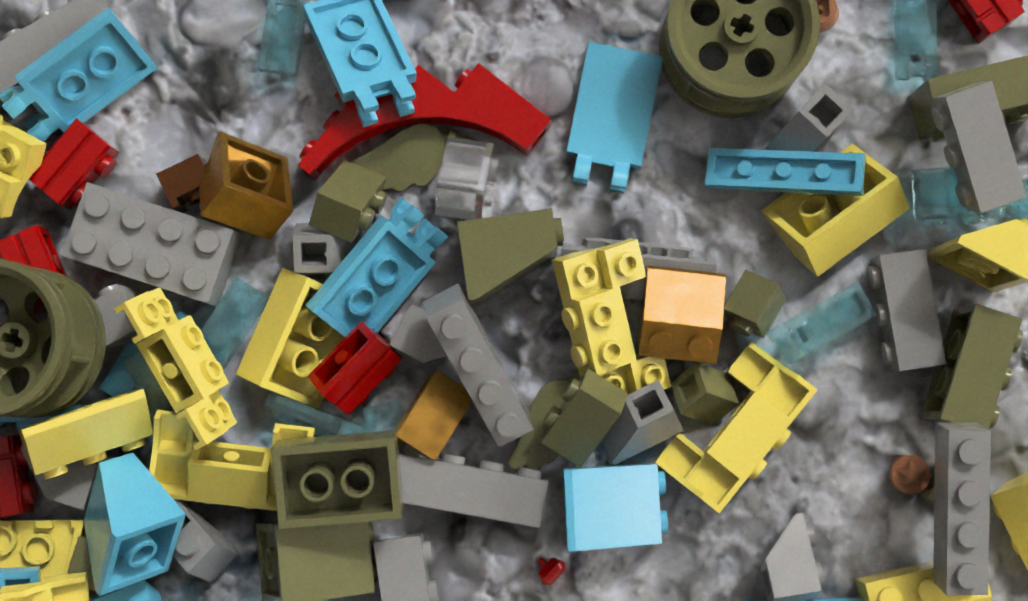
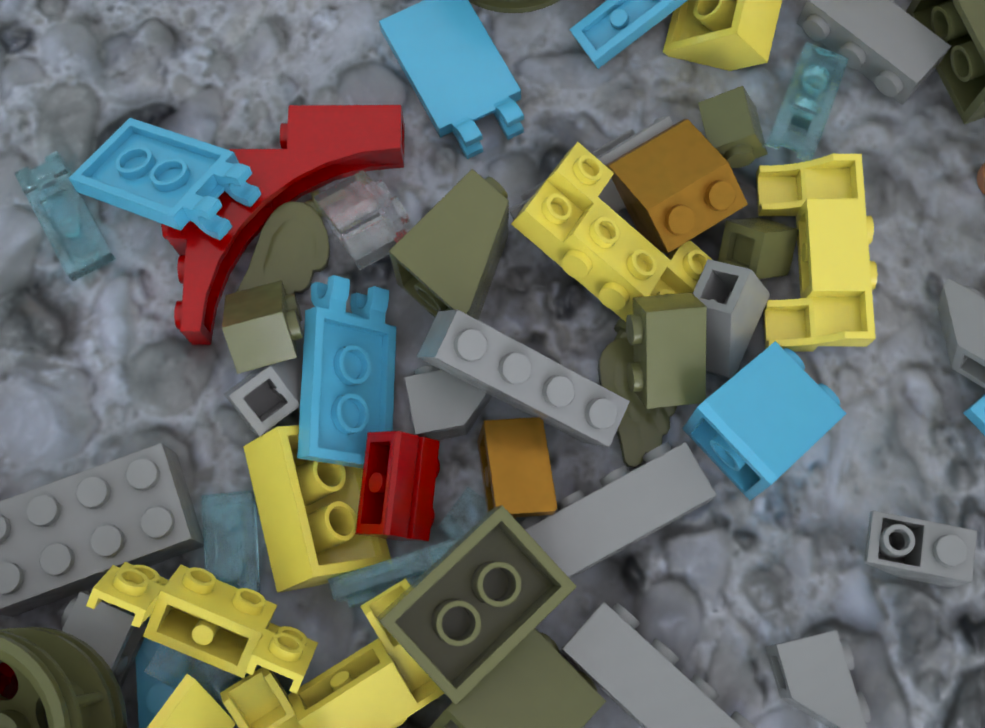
camera: 45 degrees left, 10 degrees down
(183, 181) = (78, 435): reddish brown brick -> none
(246, 187) = (143, 394): pearl gold slope -> none
(550, 570) = (758, 536): red rock -> none

